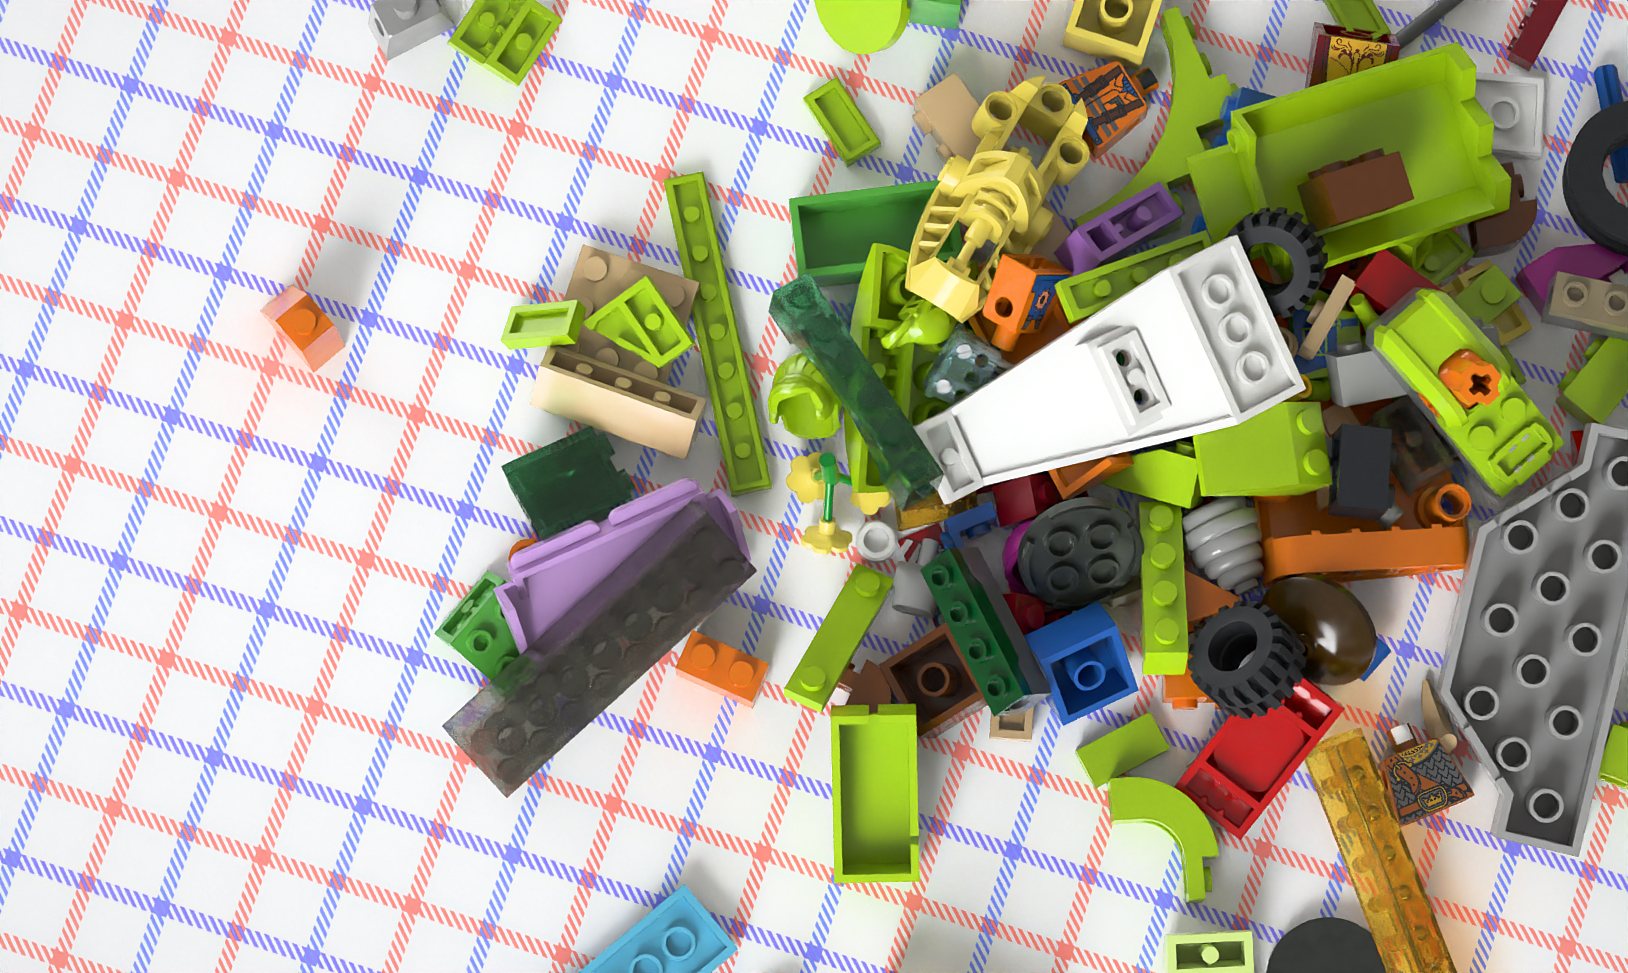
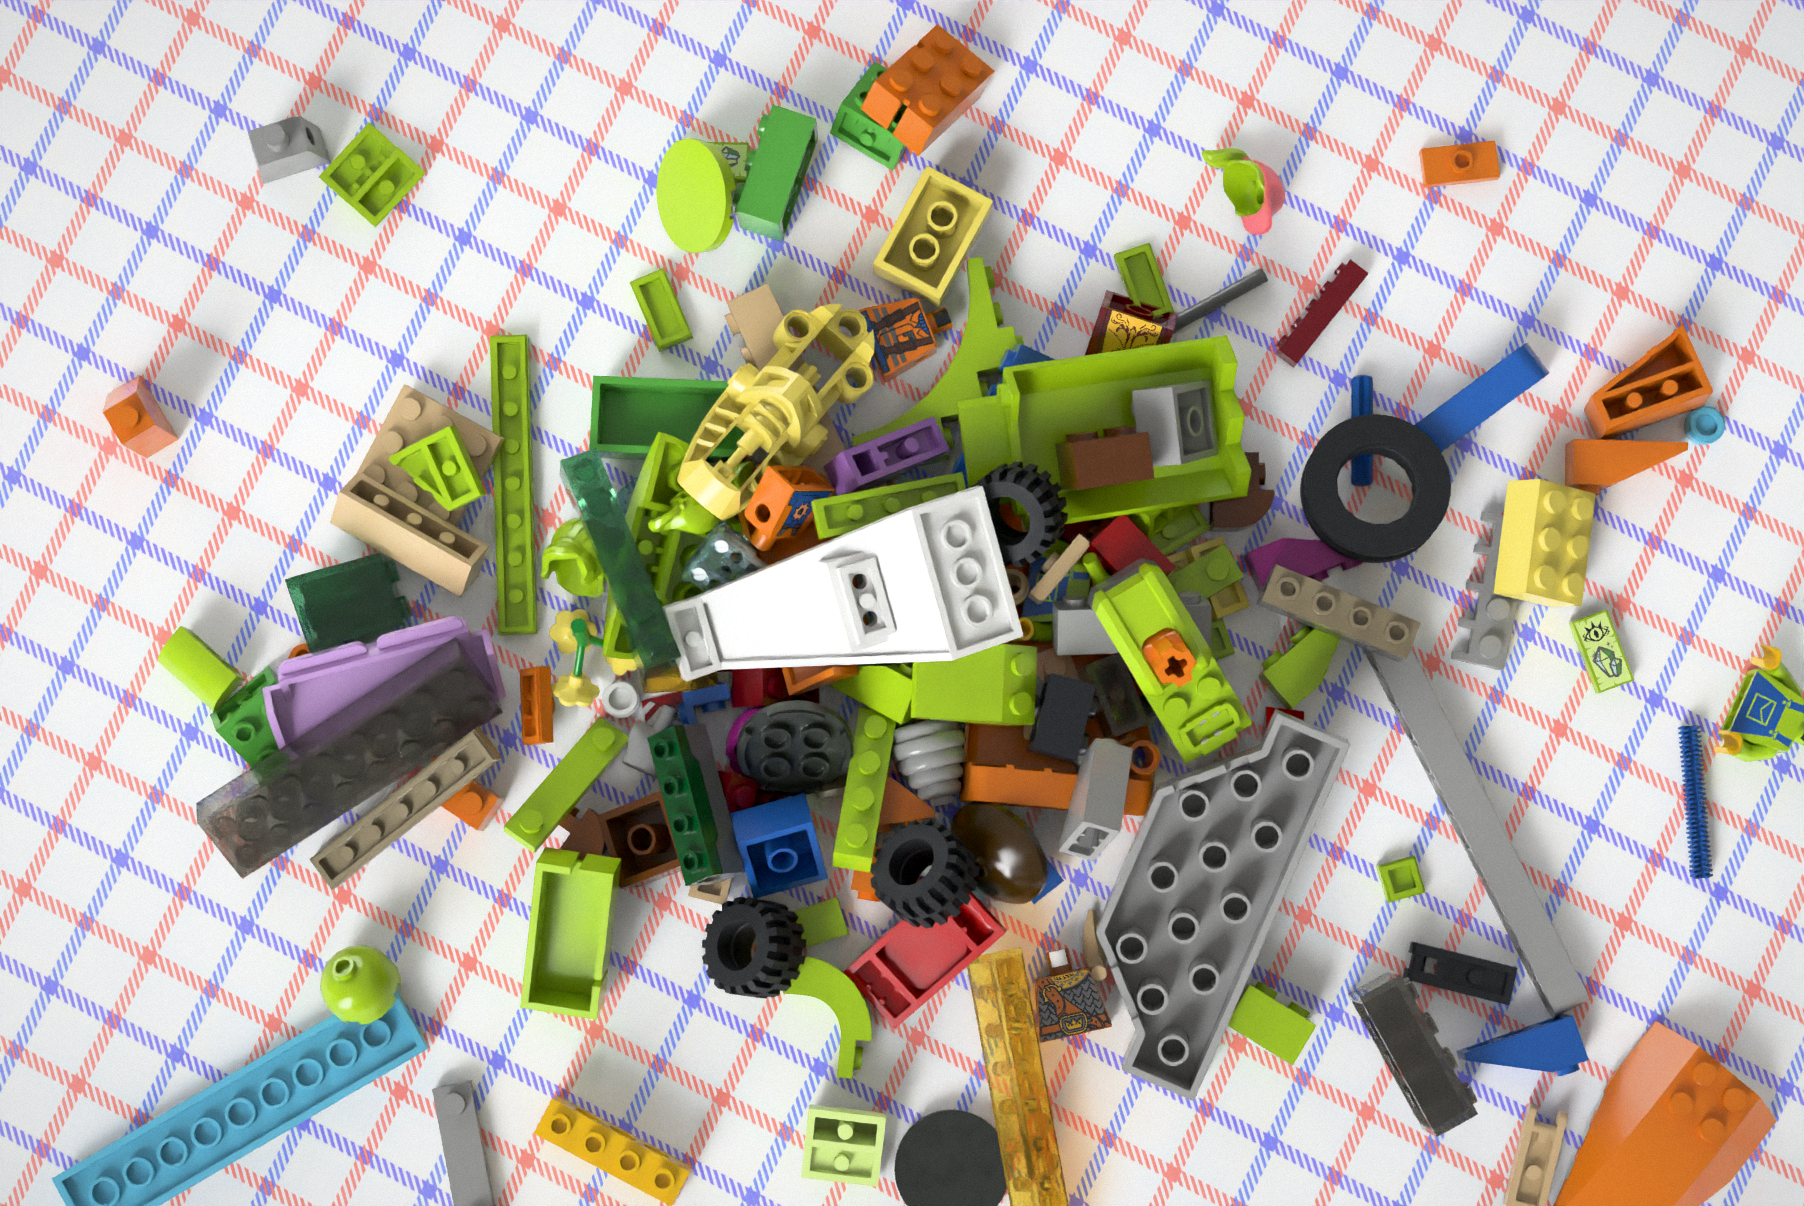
camera: 10 degrees right, 5 degrees up
(414, 585) = (199, 668): none -> lime brick
(543, 324) = (354, 452): lime tile -> none
(653, 890) = (359, 984): none -> lime cylinder
(670, 691) = (405, 808): none -> dark tan tile
(788, 562) = (536, 705): none -> orange plate
(1047, 769) = (776, 952): none -> black tyre
(1415, 552) = (1097, 800): none -> light grey slope
(1424, 137) = (1177, 421): none -> light grey slope
(1517, 110) = (1269, 403): white tile -> none

